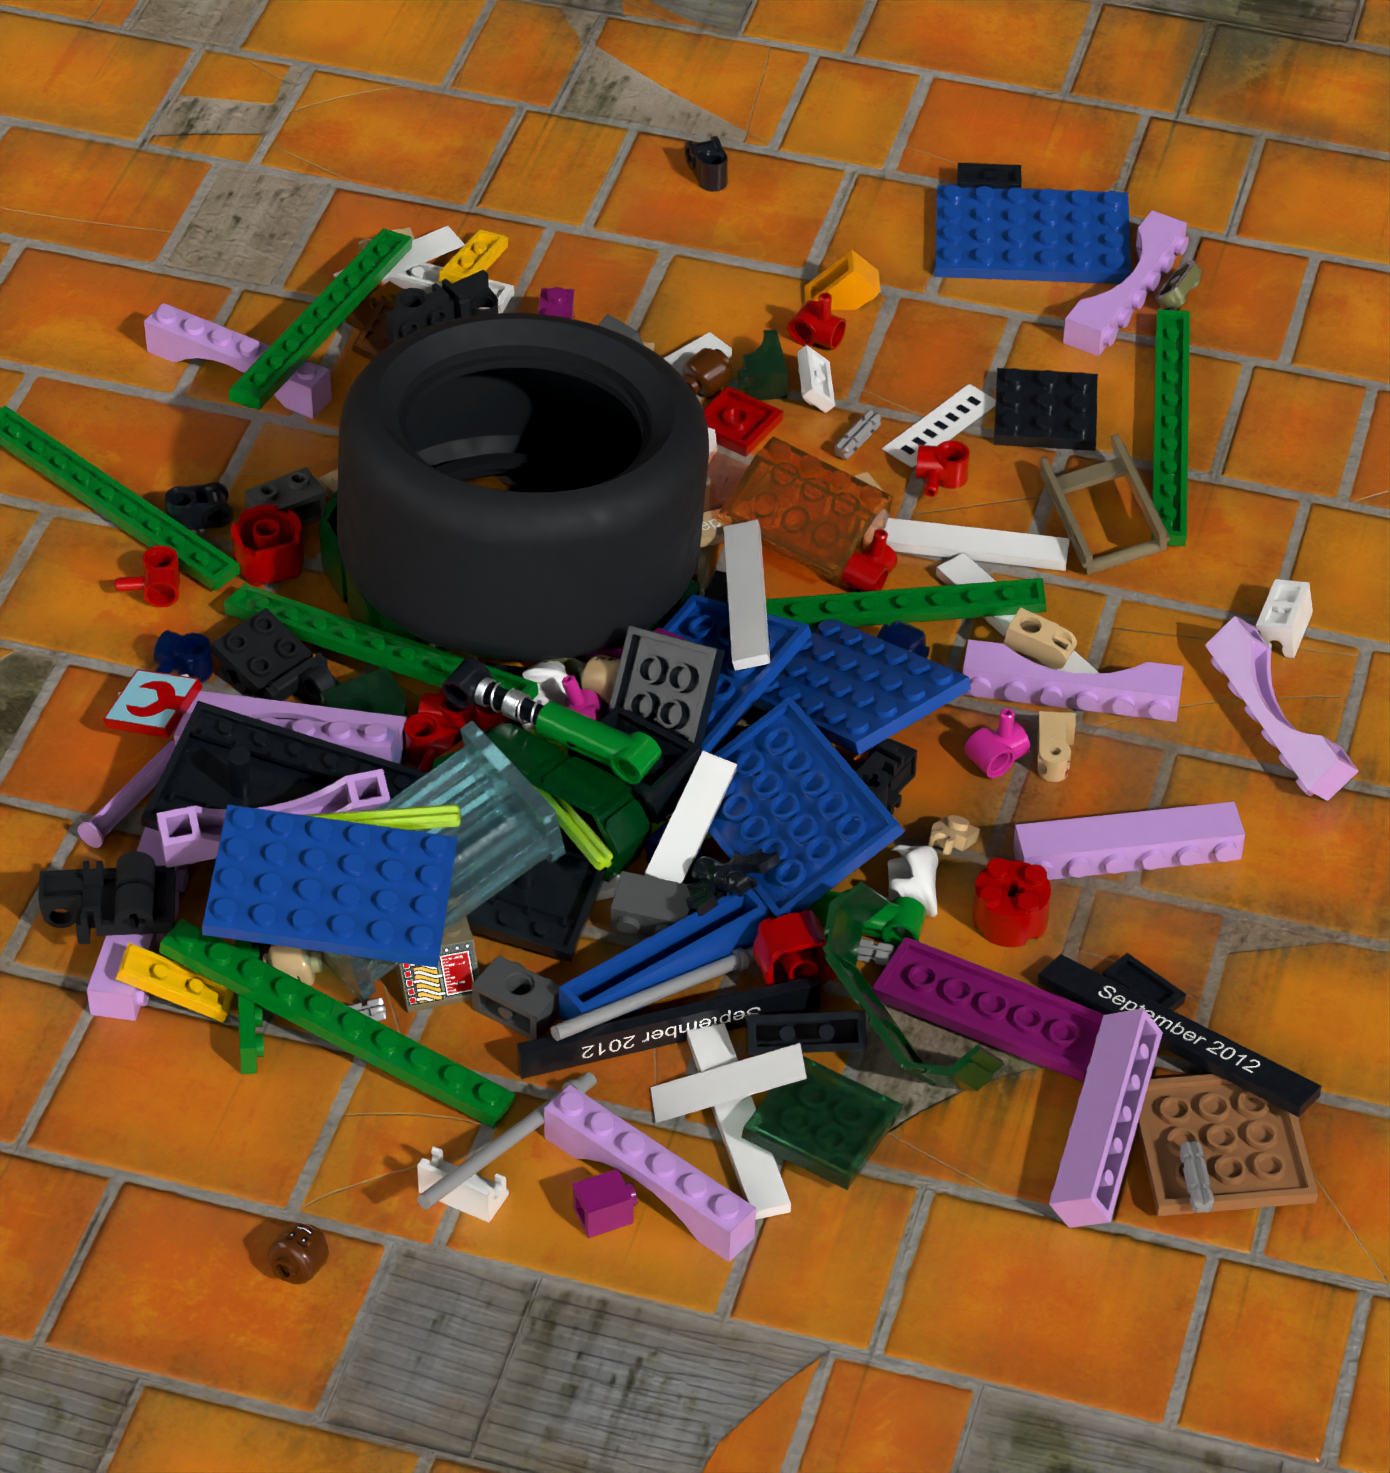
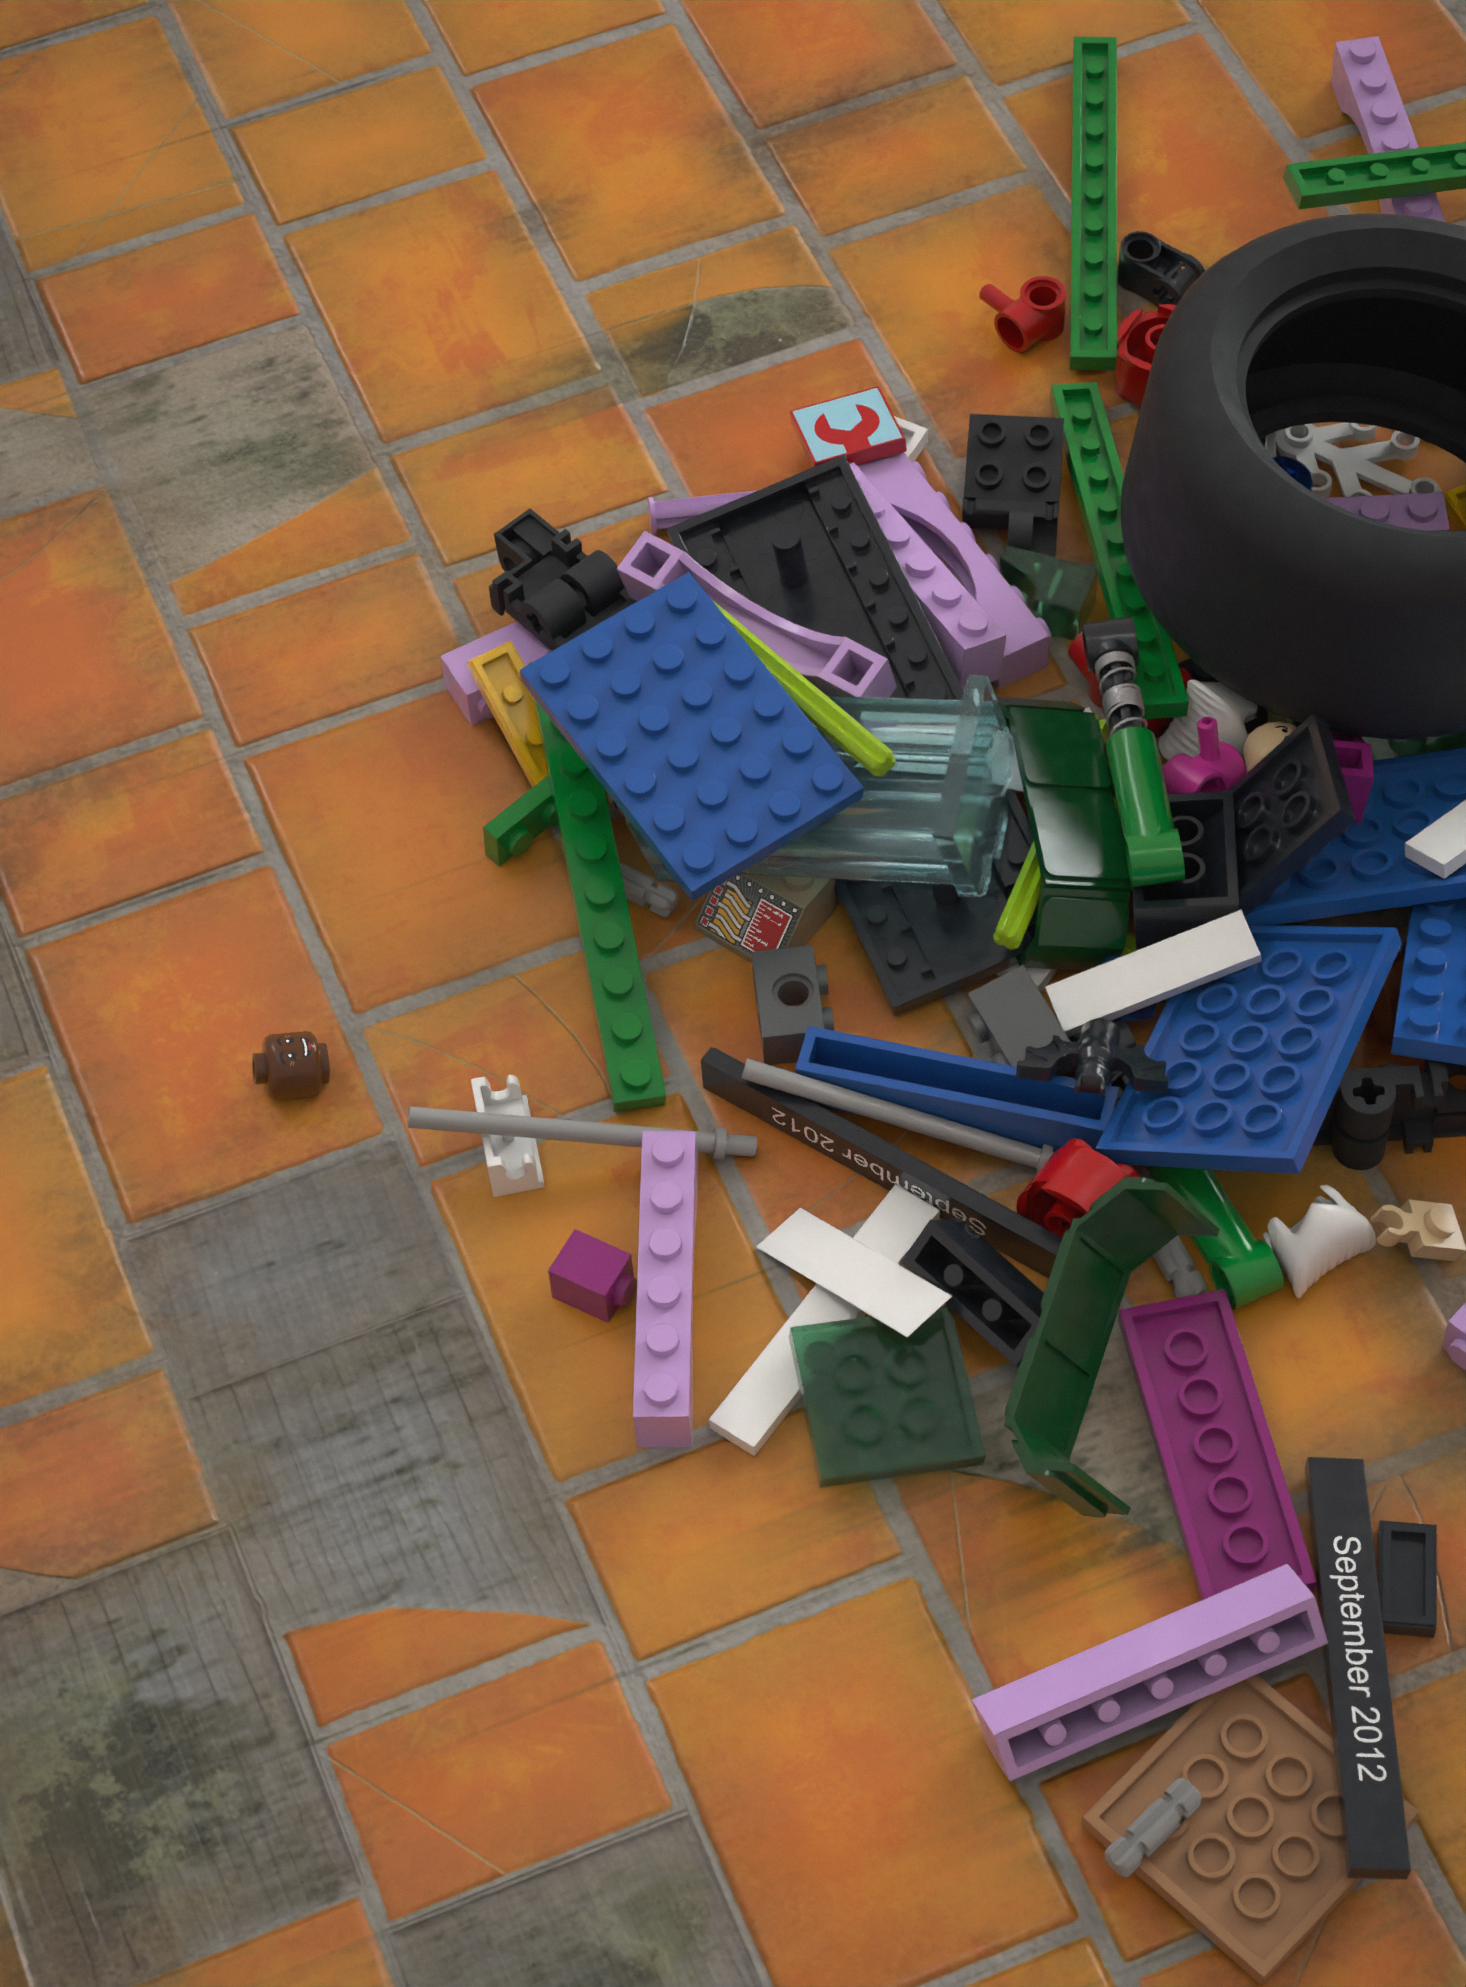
camera: 55 degrees right, 10 degrees up
(184, 654) = (949, 404): clear blue piece -> none
(427, 739) = (1053, 674): red piece -> none
(1011, 902) = (1380, 1356): red brick -> none

